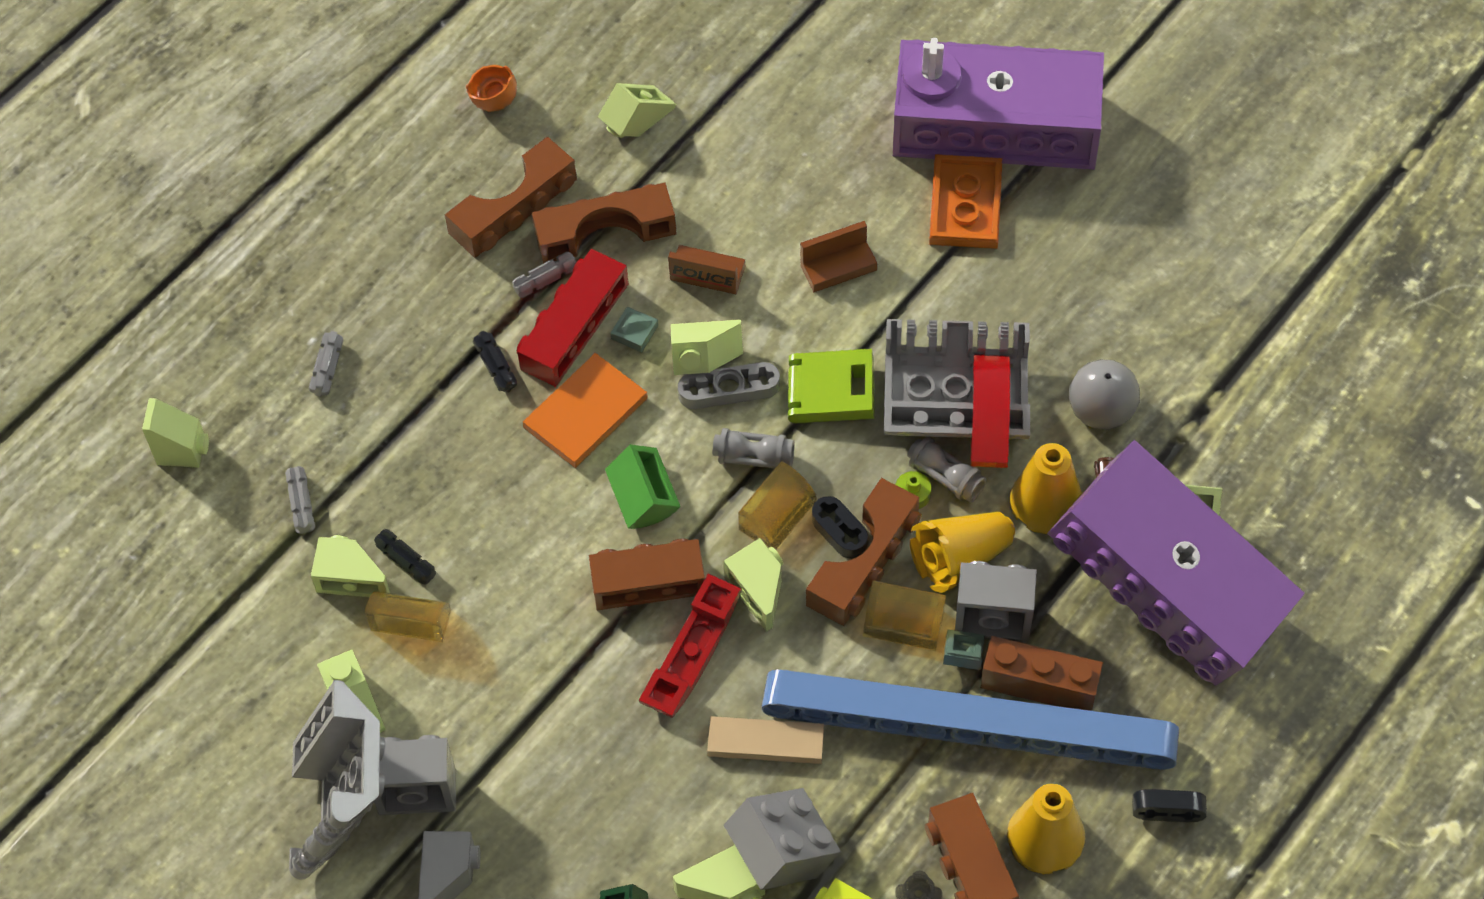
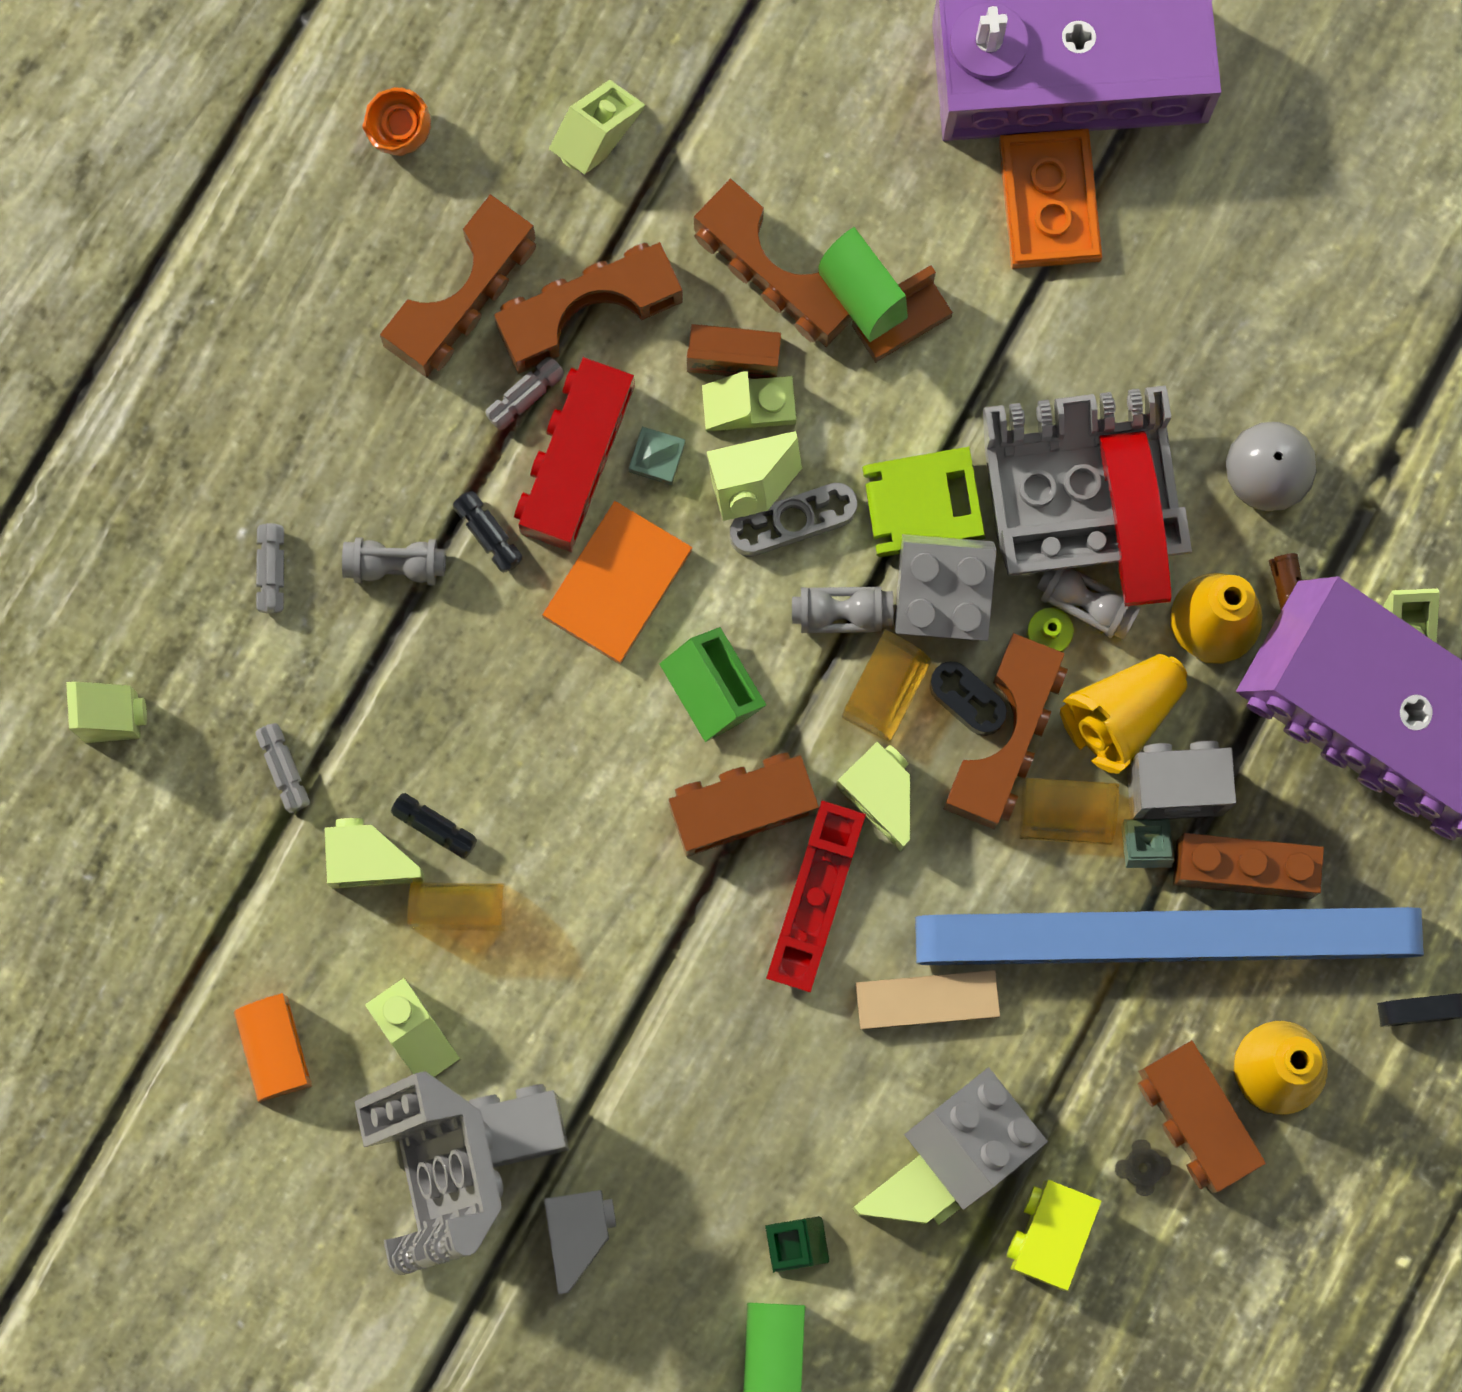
camera: 15 degrees left, 20 degrees up
(240, 694) = (272, 1047): none -> orange brick
(404, 367) = (372, 560): none -> light grey piece
(707, 303) = (748, 403): none -> yellowish green slope
(774, 240) = (732, 227): none -> dark orange arch
(809, 221) = (863, 285): none -> bright green brick
(834, 439) = (945, 587): none -> light grey brick

